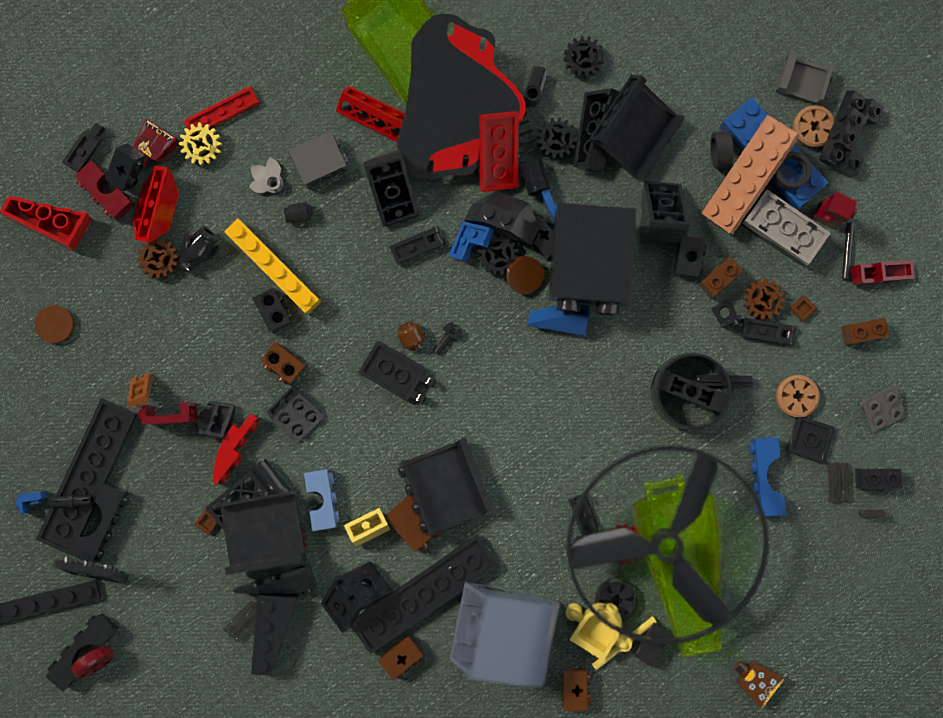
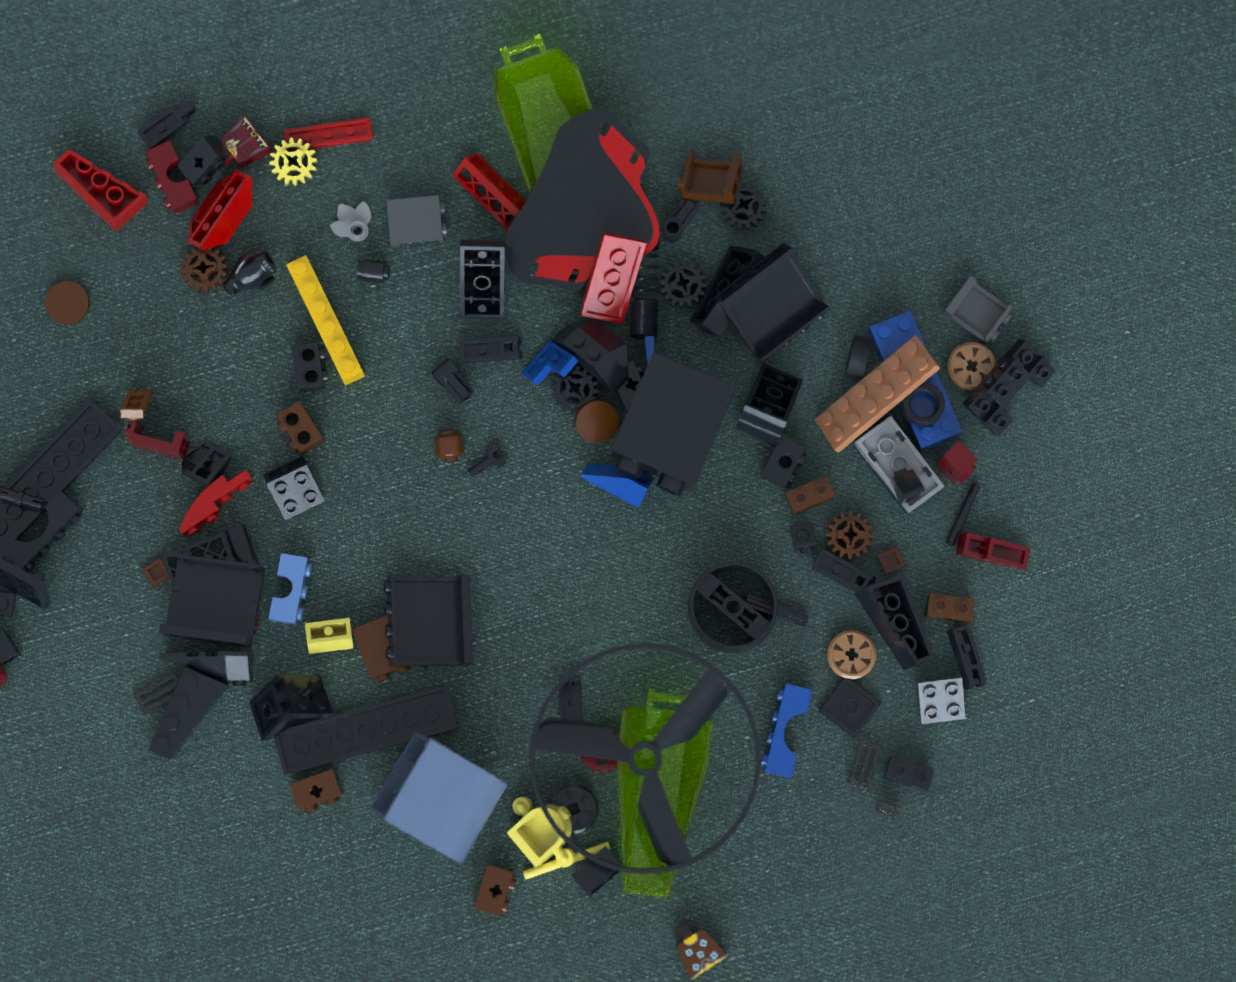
camera: 20 degrees right, 5 degrees down
(392, 280) = (449, 377): none -> black piece
(395, 372) = (418, 480): black tile -> none
(550, 43) = (710, 179): none -> reddish brown panel
(803, 243) = (907, 485): none -> black slope
(828, 356) = (896, 620): none -> black wedge
(892, 366) = (967, 657): none -> black plate

